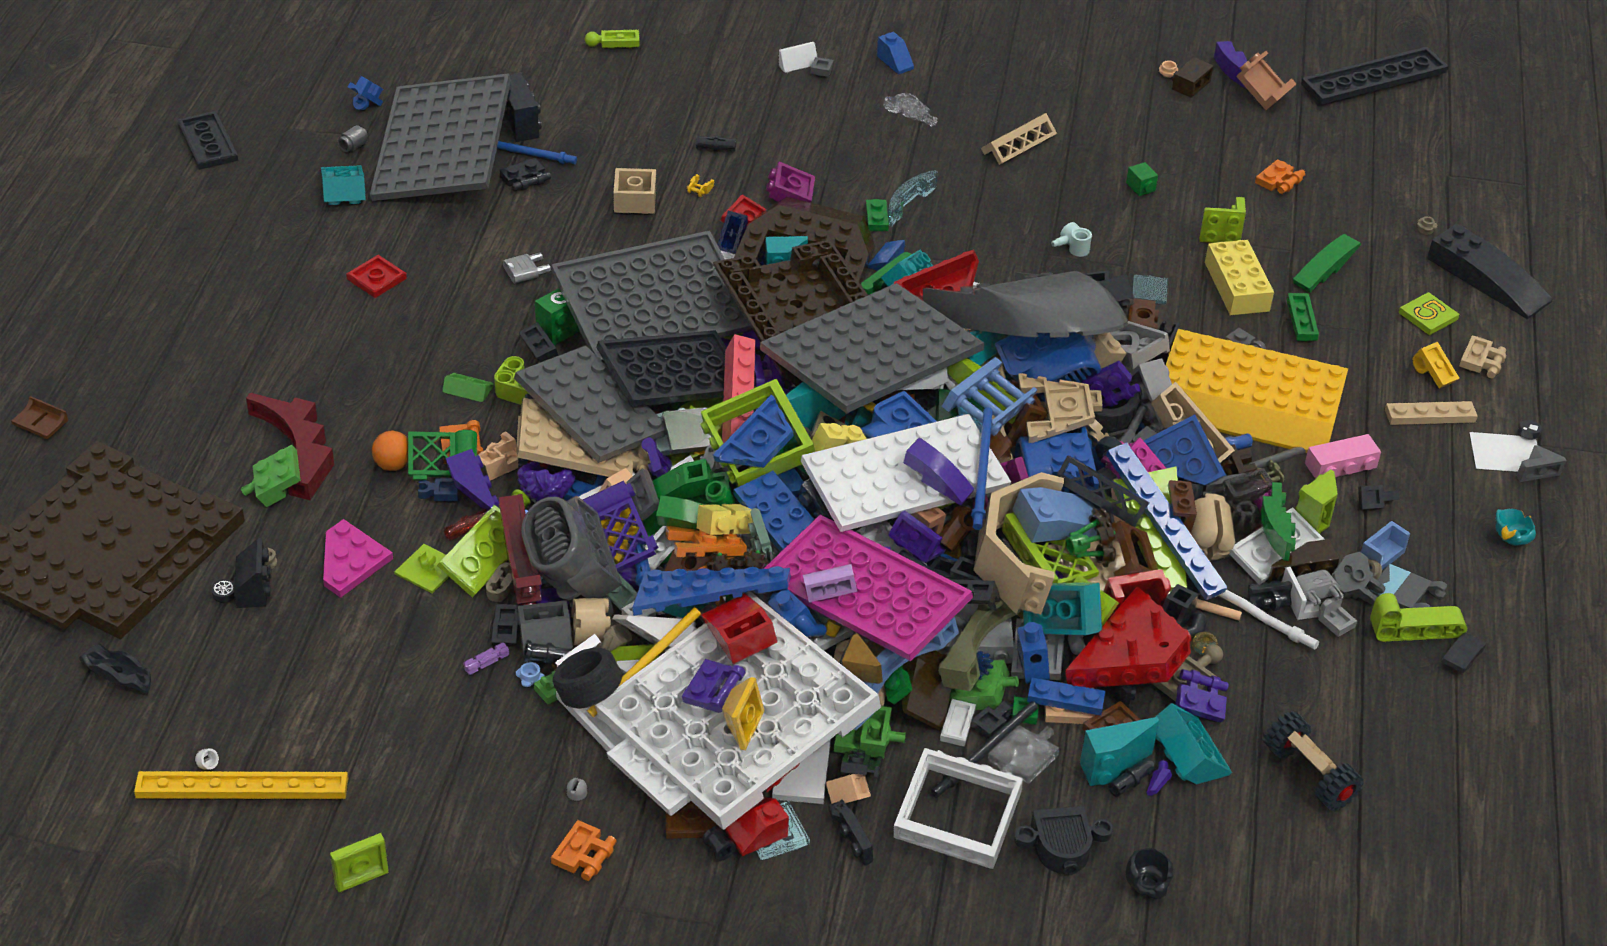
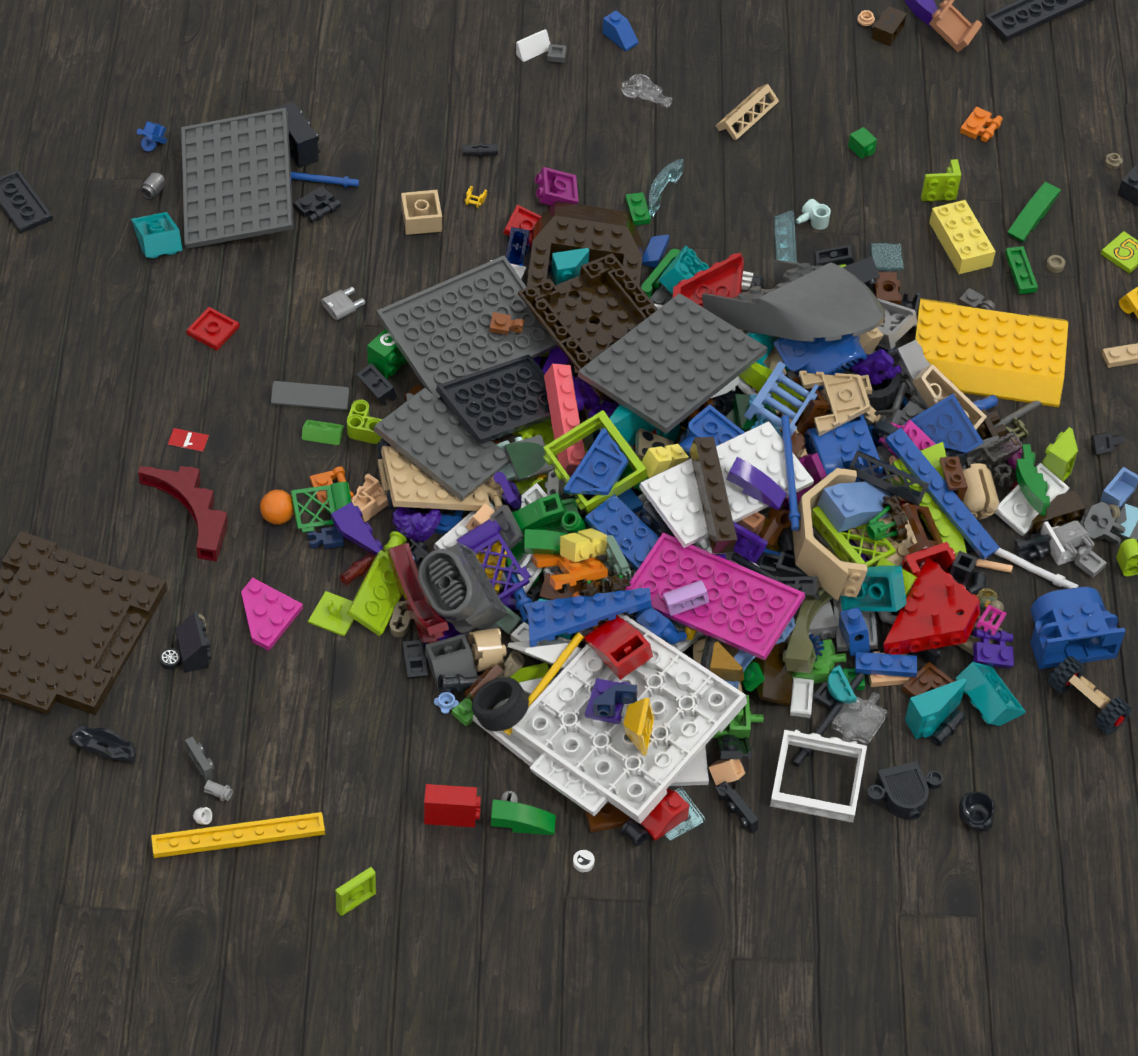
camera: 10 degrees left, 10 degrees up
(225, 704) = (197, 753): none -> dark grey plate
(238, 736) = (218, 790): none -> light grey pin
(274, 476) = (184, 545): bright green plate -> none
(316, 378) = (188, 439): none -> red sticker
(463, 349) = (310, 395): none -> dark grey slope
(486, 658) = (406, 692): medium lavender axle -> none
(501, 783) = (451, 805): none -> red brick
(577, 845) = (521, 852): orange plate -> none
(586, 807) = (522, 818): none -> green slope
(614, 38) = (361, 44): lime plate -> none
(649, 868) = (583, 861): none -> white tile
(692, 295) = (502, 324): none -> dark orange plate
(707, 683) = (619, 693): none -> dark blue slope
(883, 476) = (713, 495): none -> dark brown brick
(1004, 712) = (840, 687): none -> teal plate
(1037, 253) = (785, 237): none -> clear light blue slope
(1159, 778) = (970, 725): dark purple bar -> none
(1207, 665) = (988, 625): none -> dark pink tile
(1308, 678) = (1073, 625): none -> blue brick
(1343, 456) = (1074, 407): bright pink brick -> none
(1344, 316) = (1055, 264): none -> dark tan tile

